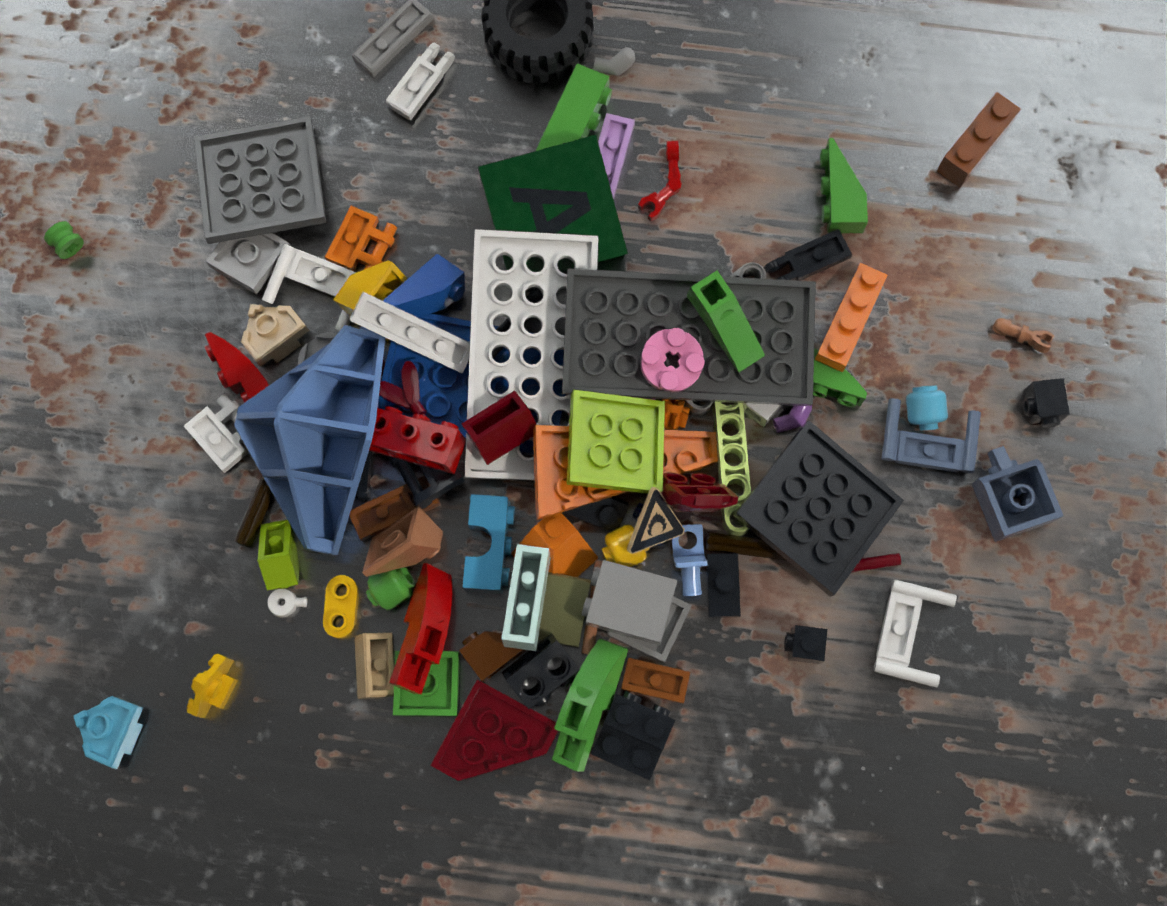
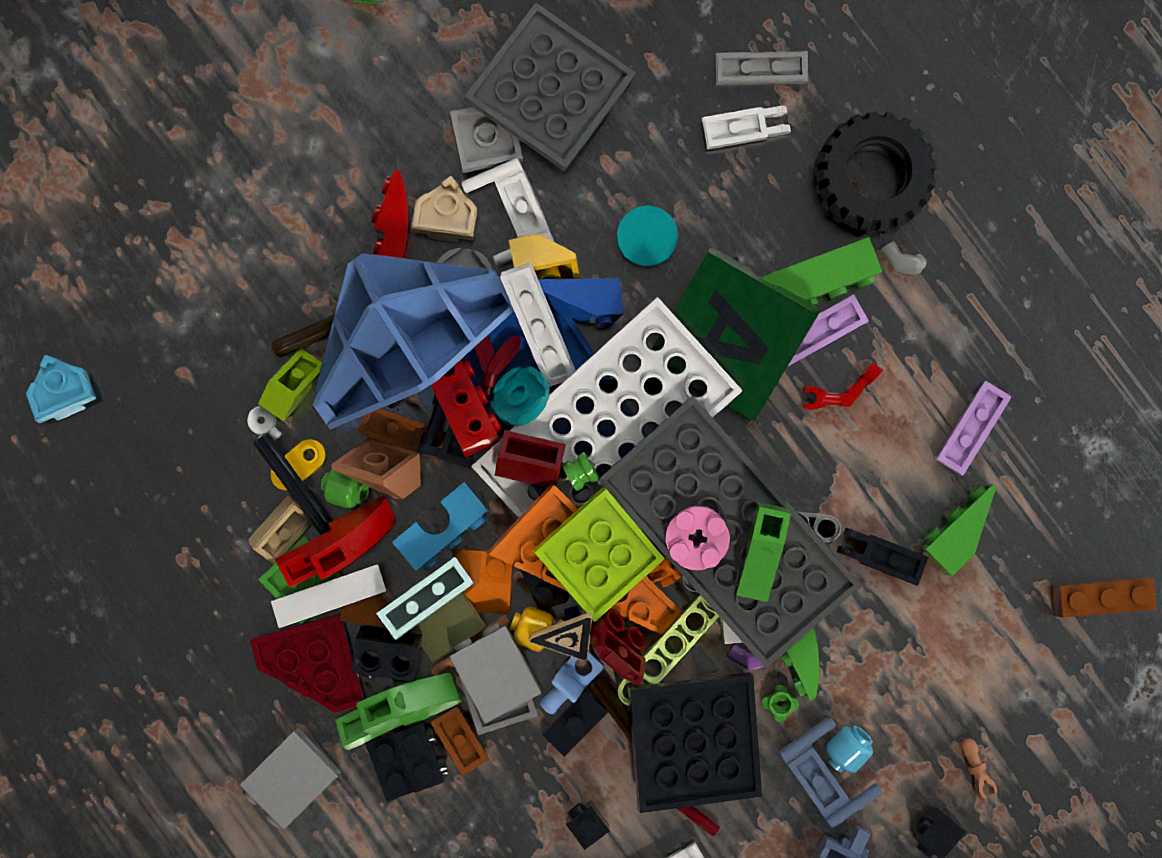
camera: 40 degrees right, 10 degrees up
(212, 686) = (156, 434): yellow plate -> none
(213, 435) = (330, 251): white plate -> none
(348, 619) = (293, 483): none -> black axle
(353, 238) = (572, 201): orange plate -> none
(428, 213) = (647, 236): none -> teal tile
(449, 394) = (520, 396): none -> teal tile
(455, 672) = (328, 596): none -> white sticker
(544, 399) = (580, 471): none -> bright green wheel
(563, 838) = (289, 779): none -> light grey brick
(776, 120) = (973, 428): none -> lavender plate
(851, 317) = (865, 631): orange plate -> none
(853, 419) = (789, 703): none -> bright green plate

